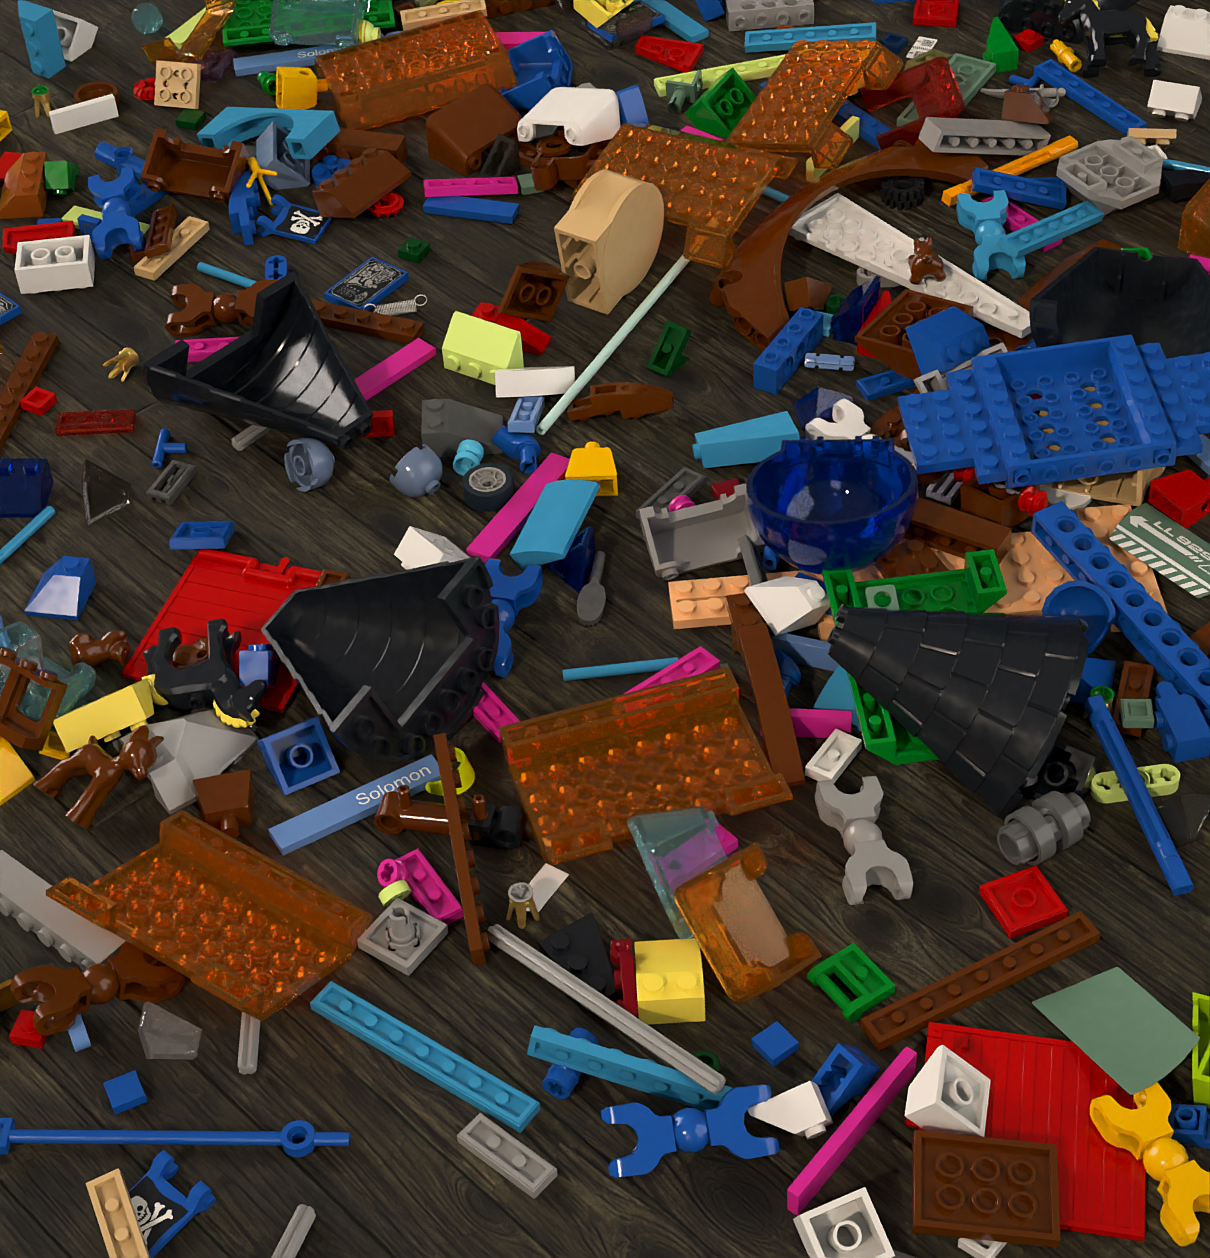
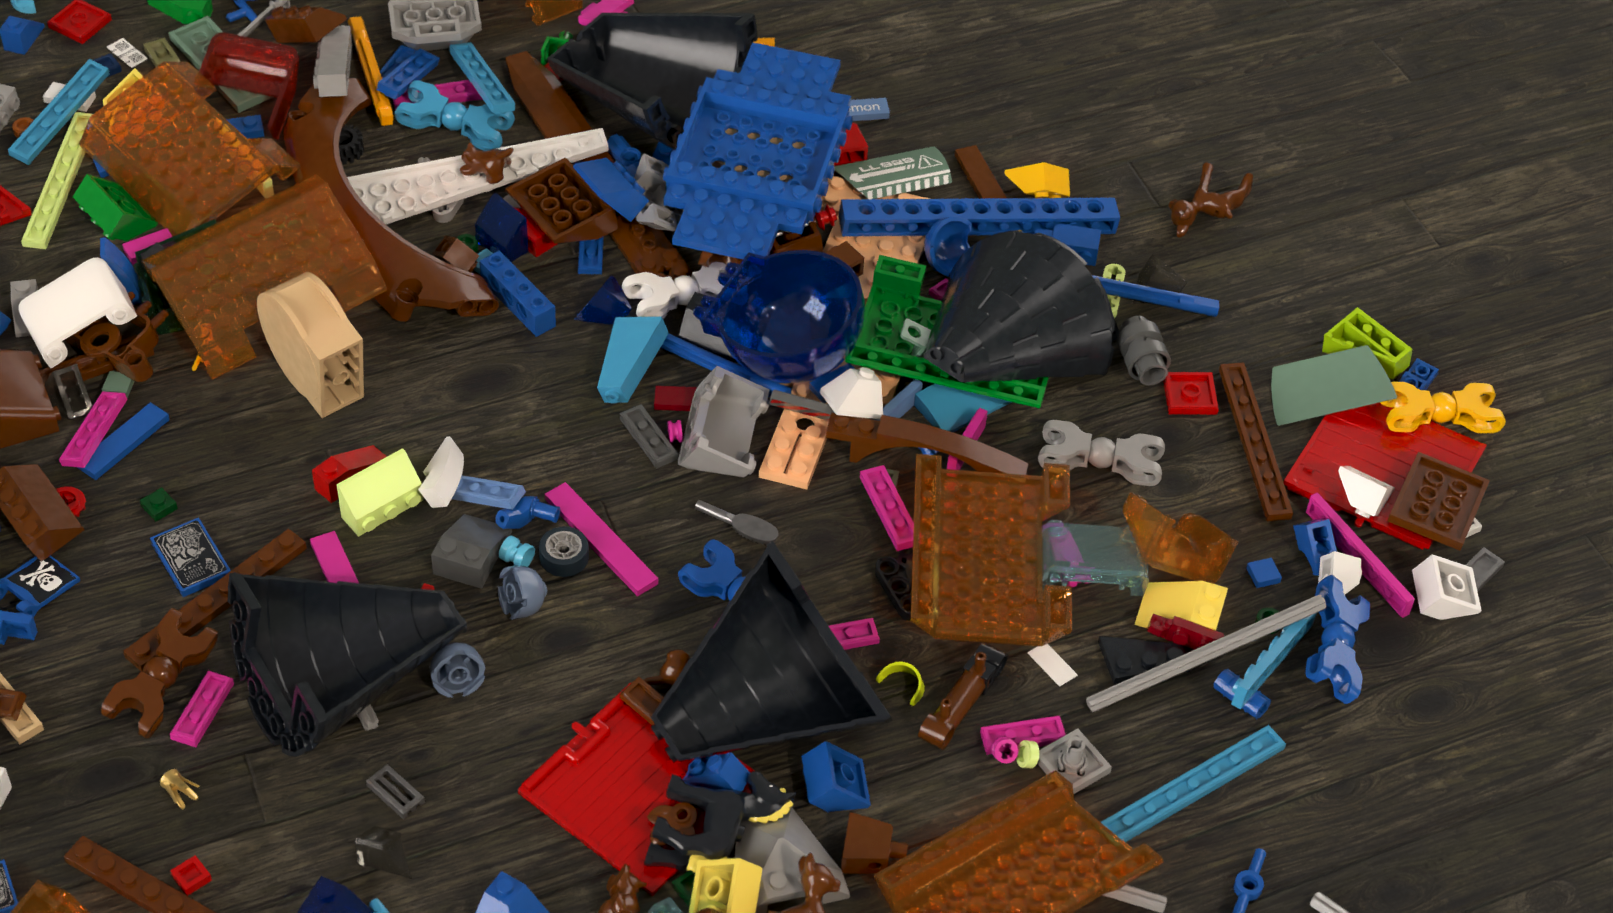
camera: 75 degrees left, 5 degrees up
(95, 422) = (254, 835): clear red tile -> none
(164, 447) = (338, 785): blue piece -> none
(202, 535) = (503, 780): blue plate -> none
(225, 275) = (95, 659): dark azure bar -> none
(271, 271) = (114, 622): blue beam -> none
(351, 806) = (909, 758): medium blue tile -> none
(392, 313) = (243, 543): white piece -> none
(426, 548) = (640, 616): white slope -> none
(463, 857) = (1013, 689): reddish brown plate -> none
(507, 1155) = (1305, 760): light grey tile -> none
(521, 898) = (1076, 670): piece -> none
(534, 291) = (328, 425): reddish brown slope -> none
(554, 522) = (650, 515): dark azure slope -> none
(578, 562) = (698, 520): clear blue slope -> none
(594, 465) = (590, 473): yellow torso -> none
(610, 347) = (439, 416): light aqua piece -> none
(617, 669) = (839, 537): dark azure bar -> none
(629, 398) = (510, 422): reddish brown slope -> none
(668, 351) = (462, 367): dark green slope -> none
(683, 92) = (68, 227): sand green bracket -> none
(829, 361) = (545, 273): medium blue axle -> none
(833, 756) = (1008, 439): white plate -> none
(858, 975) = (1229, 502): green plate -> none

